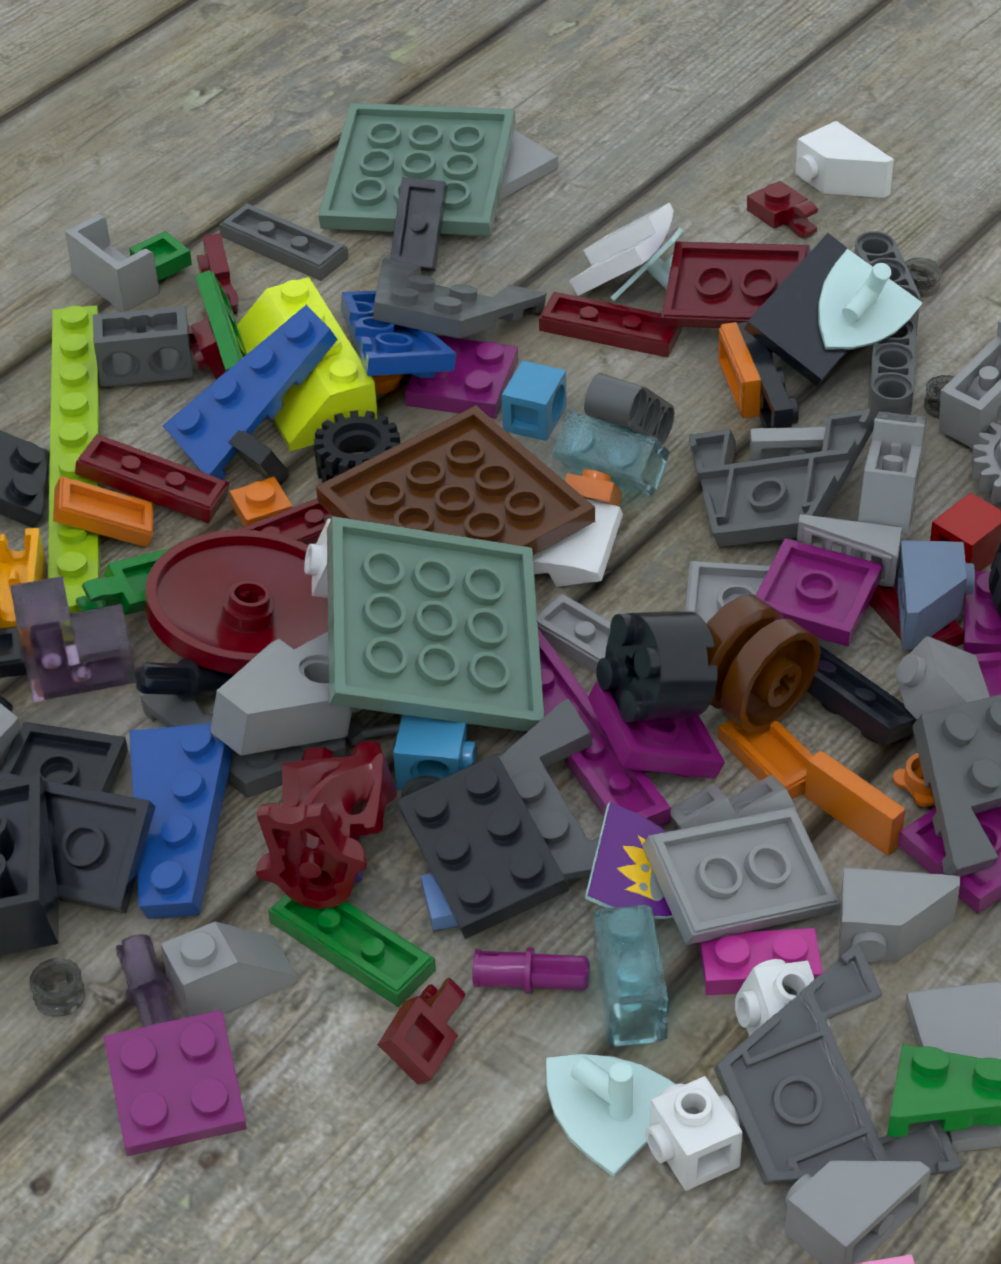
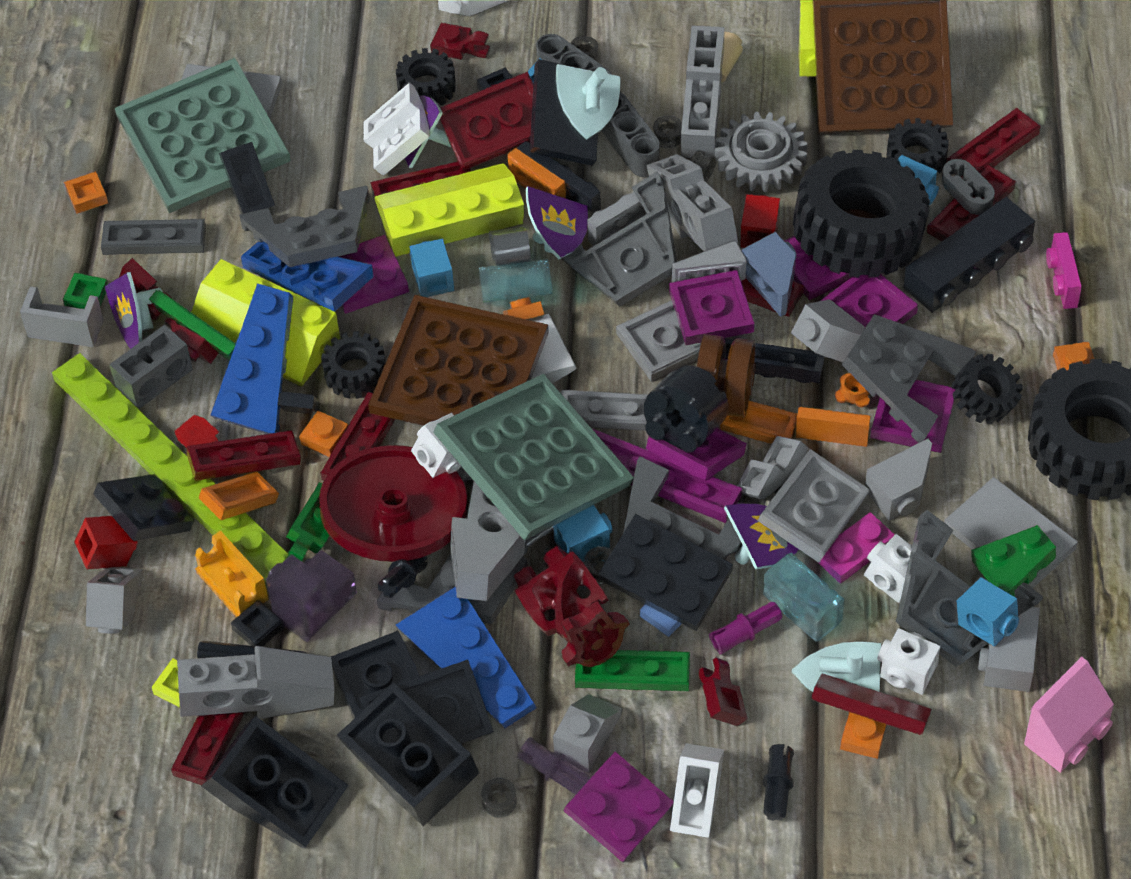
camera: 35 degrees left, 10 degrees up
(131, 431) = (196, 431): none -> red piece
(186, 277) = (130, 308): none -> shield
(255, 170) = (86, 192): none -> orange plate
(284, 1119) = (696, 790): none -> white slope
(393, 1179) = (778, 782): none -> black axle
(563, 1191) = (863, 736): none -> orange plate
(591, 343) = (451, 208): none -> neon yellow slope
(599, 1157) = (871, 704): none -> dark red tile
(711, 413) = (556, 221): none -> dark purple shield
(712, 217) = (432, 65): none -> black tyre
(841, 1124) = (988, 612): none -> dark azure brick
(949, 447) = (706, 163): none -> clear smoke bush

